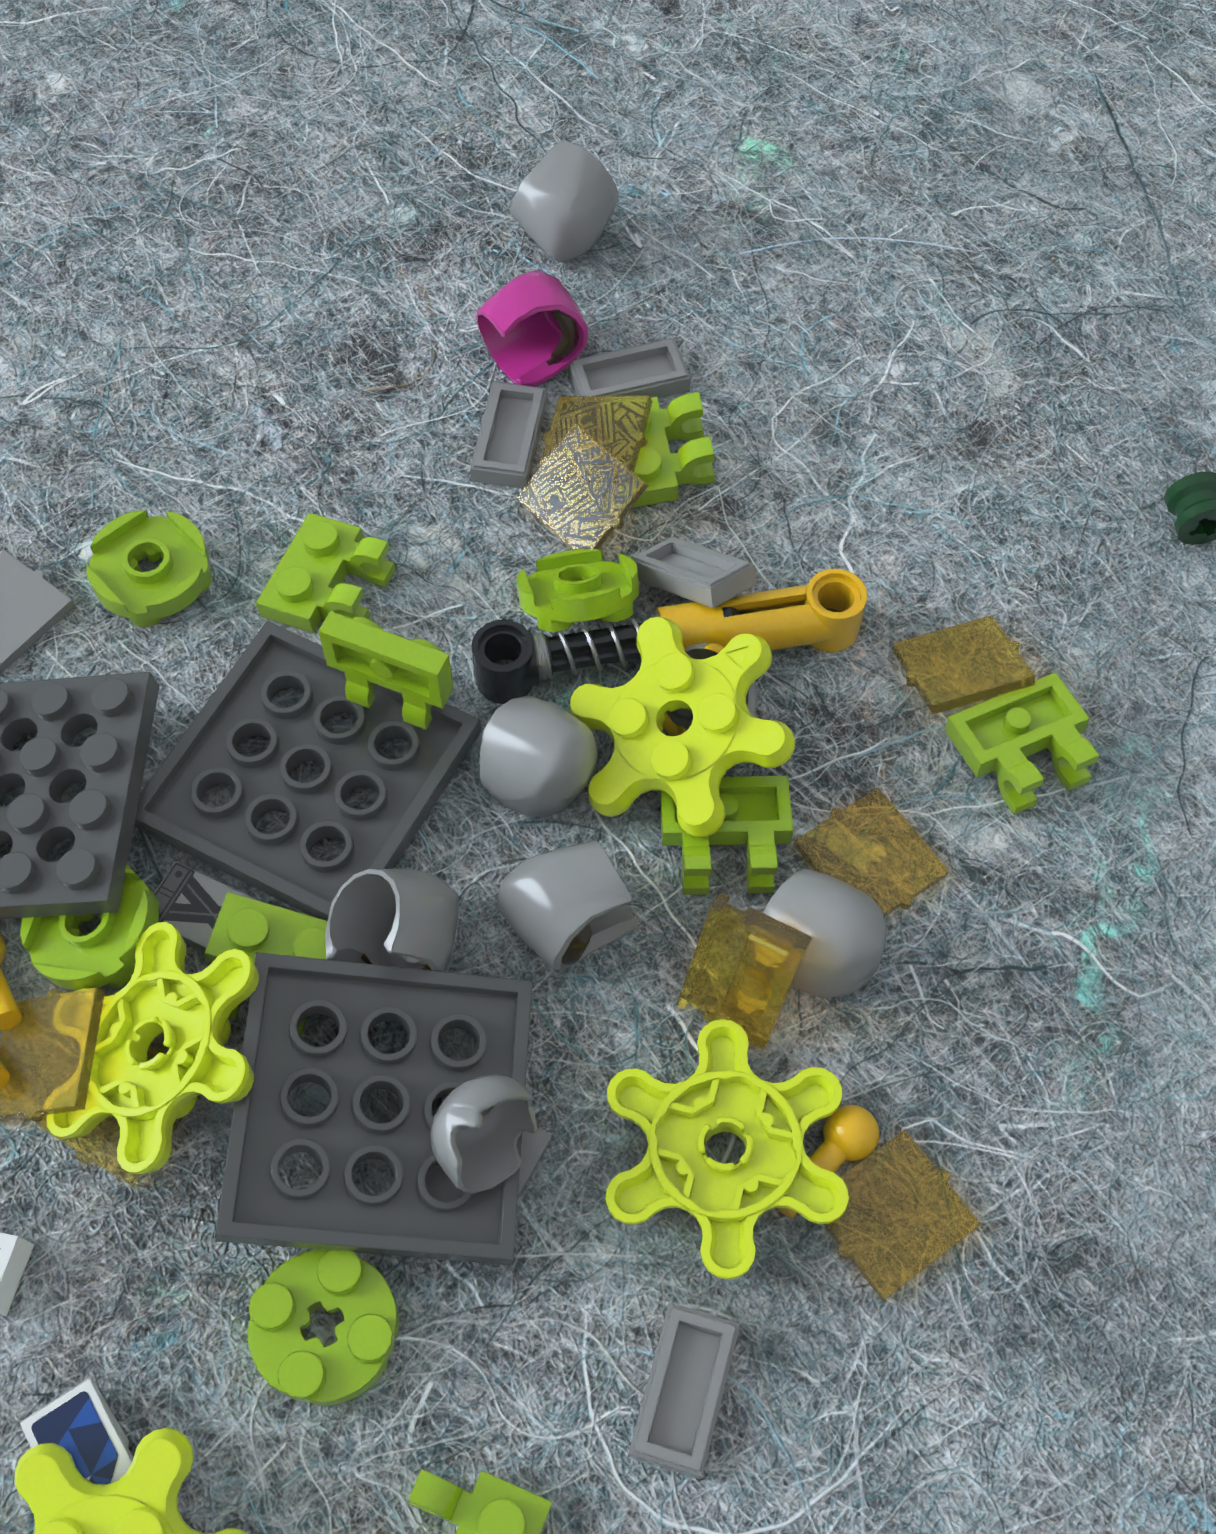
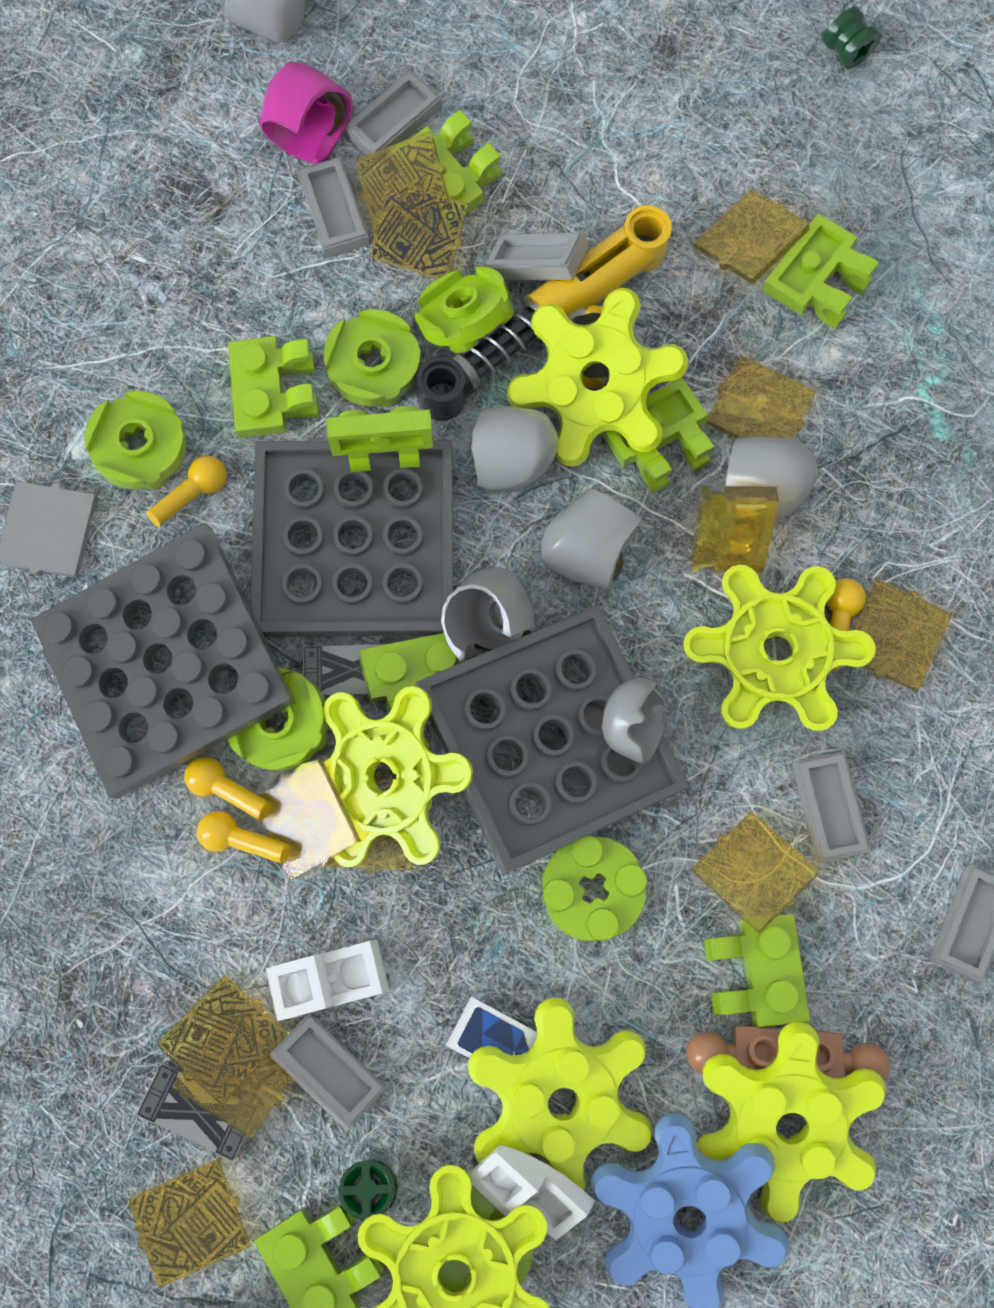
camera: 30 degrees left, 15 degrees up
(197, 637) = (205, 476): none -> yellow bar
(435, 569) = (360, 335): none -> lime plate
(534, 1418) = (755, 871): none -> clear yellow piece

